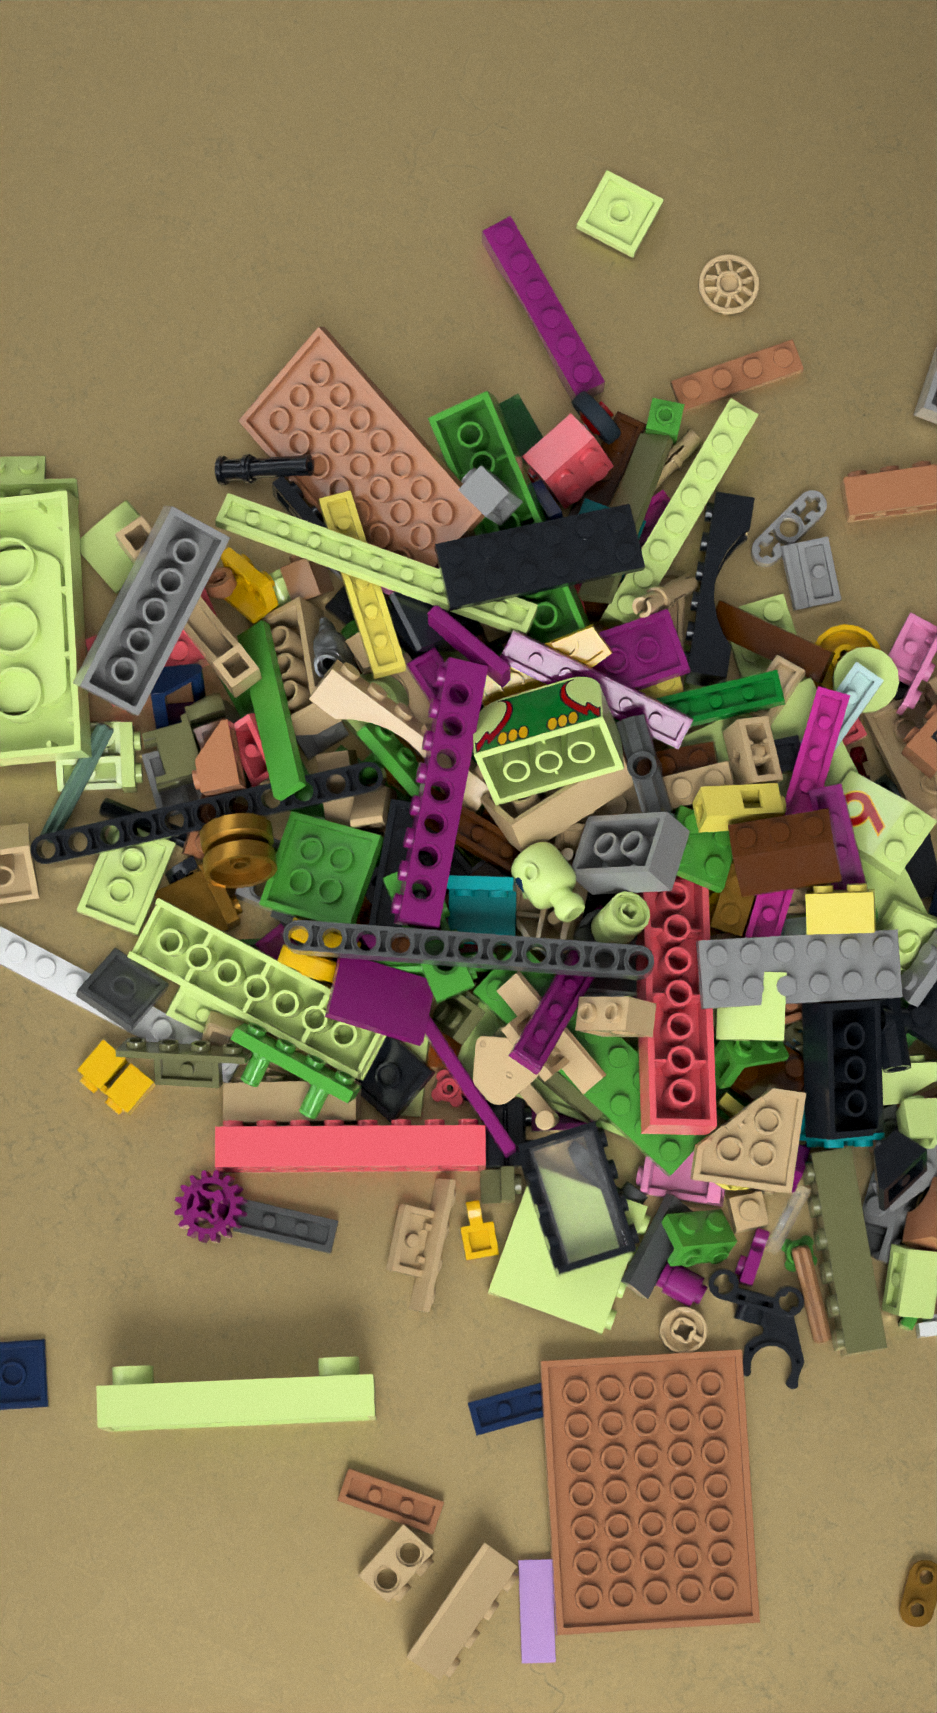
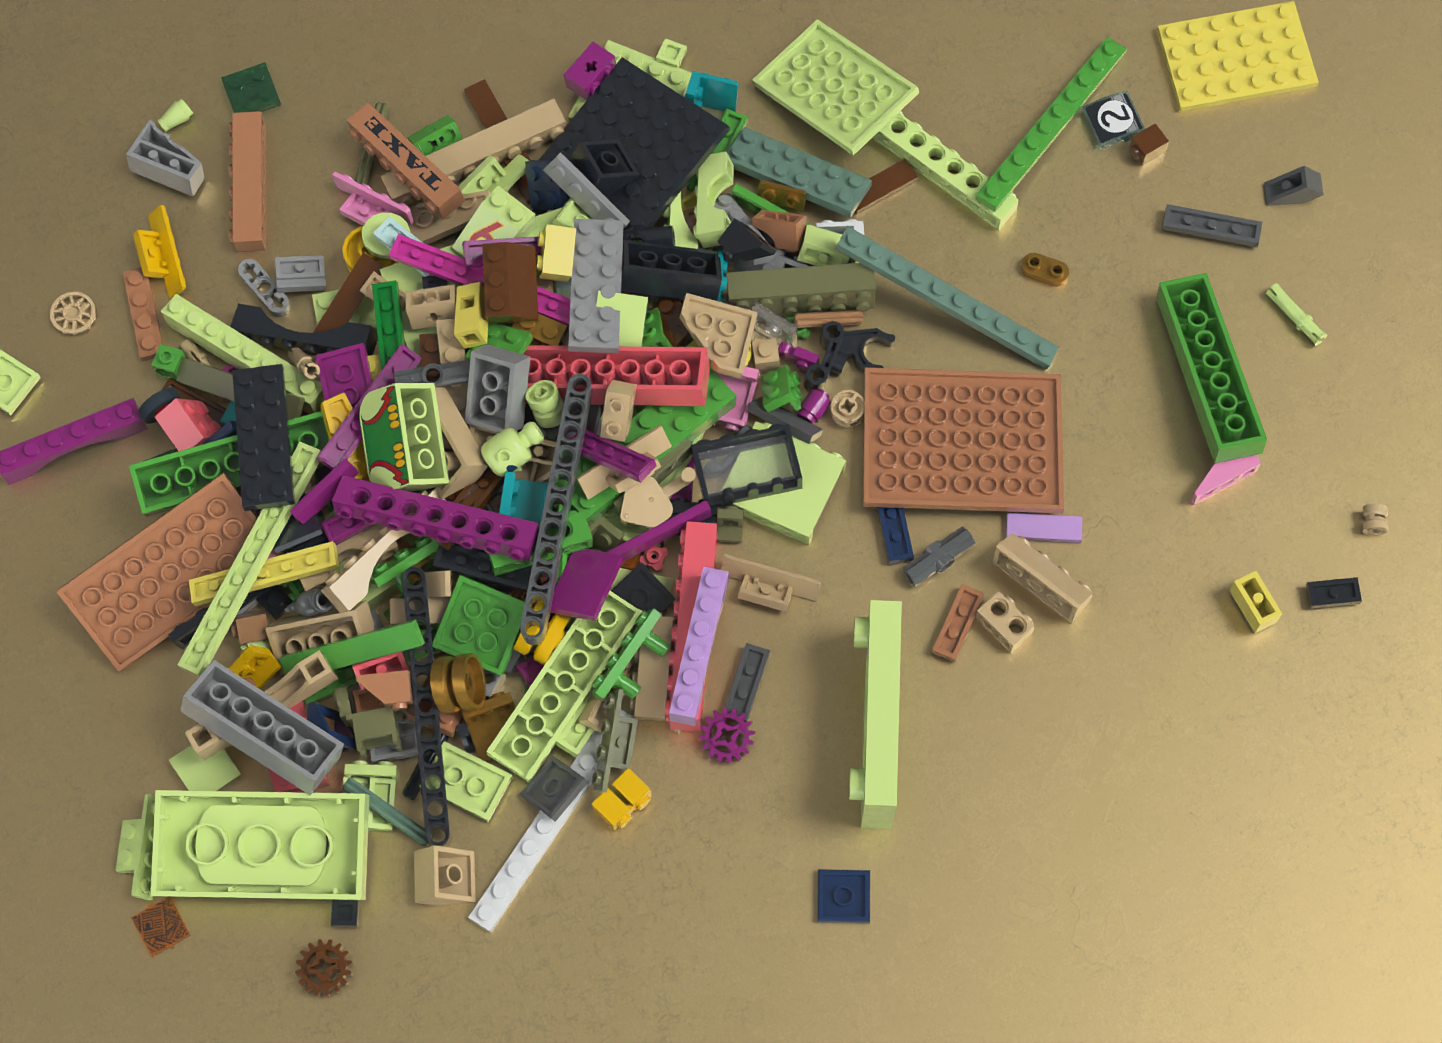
camera: 80 degrees left, 10 degrees down
(251, 468) = (158, 662): black pin -> none
(307, 1155) = (698, 646): none -> lavender arch
(479, 1237) = (767, 544): yellow plate -> none
(481, 1469) = (938, 556): none -> dark grey piece
(489, 495) = (209, 463): light grey brick -> none
(822, 382) = (158, 252): none -> yellow bracket
(849, 1455) = (946, 297): none -> sand green plate

